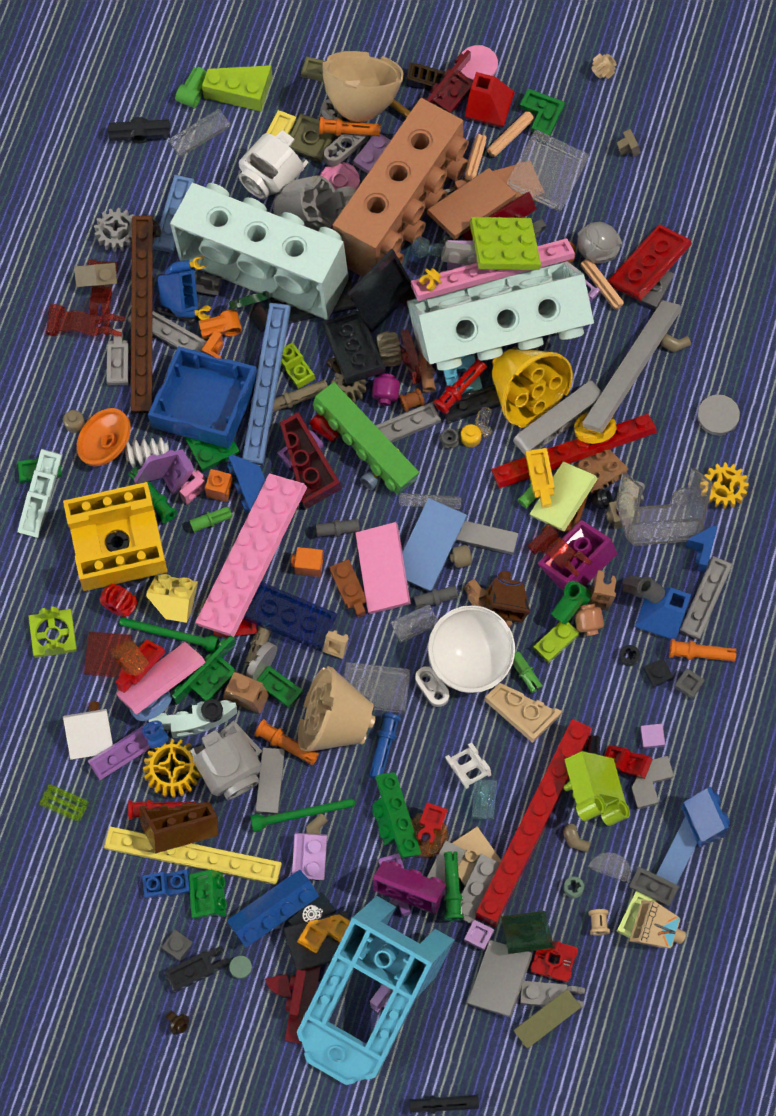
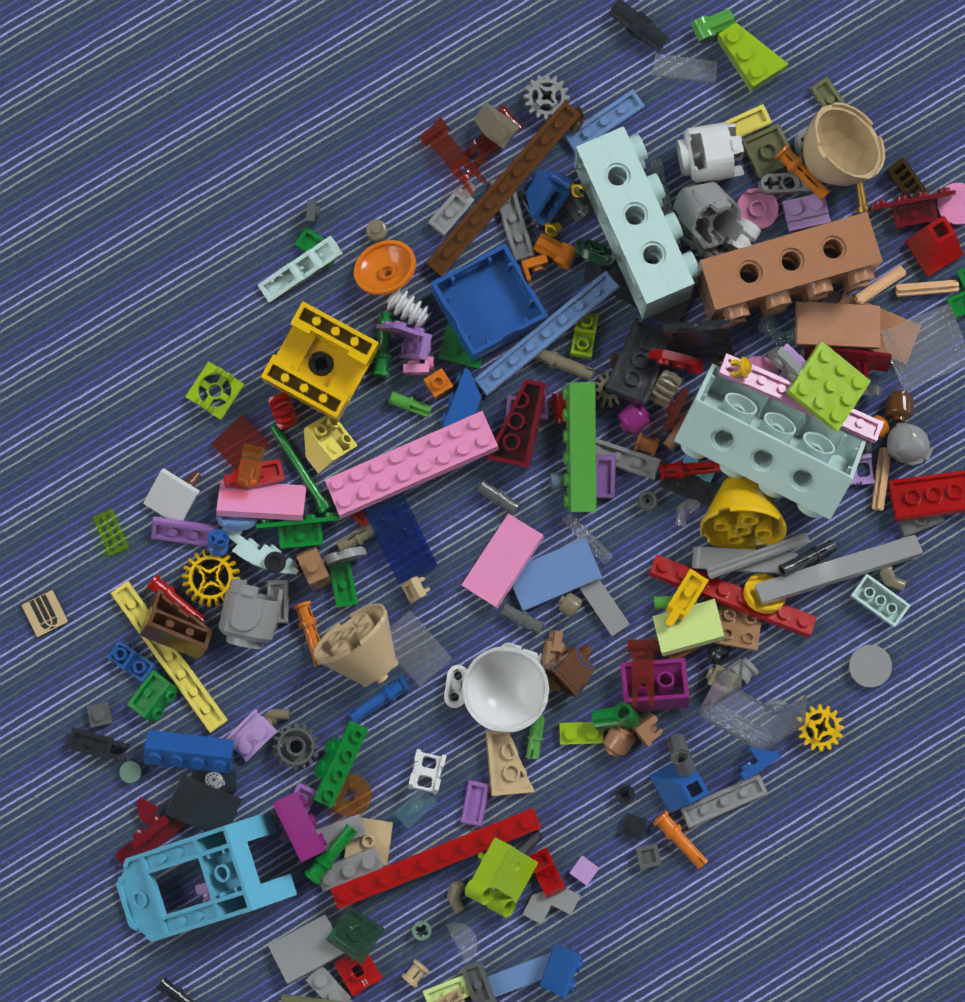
camera: 35 degrees right, 15 degrees up
(13, 446) = (313, 212): none -> dark grey plate
(65, 907) = (44, 613): none -> piece
(178, 1023) = (49, 774): dark brown plate -> none
(259, 821) = (238, 675): green piece -> none
(270, 781) = (274, 651): light grey tile -> none
(308, 561) = (451, 505): orange brick -> none
(317, 930) = (205, 797): light orange tile -> none
(349, 587) = (465, 551): dark orange hinge -> none
(351, 846) = (288, 755): none -> dark grey gear
(378, 321) = (679, 360): none -> red hinge
(403, 444) = (605, 476): none -> medium lavender tile
(414, 623) = (487, 625): clear plate -> none
(433, 819) = (362, 790): red plate -> none
(470, 435) = (666, 513): yellow piece -> none
(479, 935) = (320, 904): lavender plate -> none
(525, 759) = (475, 803): none -> medium lavender tile
(565, 403) = (757, 555): none -> light grey axle
(567, 224) = (899, 406): none -> reddish brown head
(609, 363) = (788, 567): none -> black pin
(681, 363) = (880, 600): none -> light aqua piece

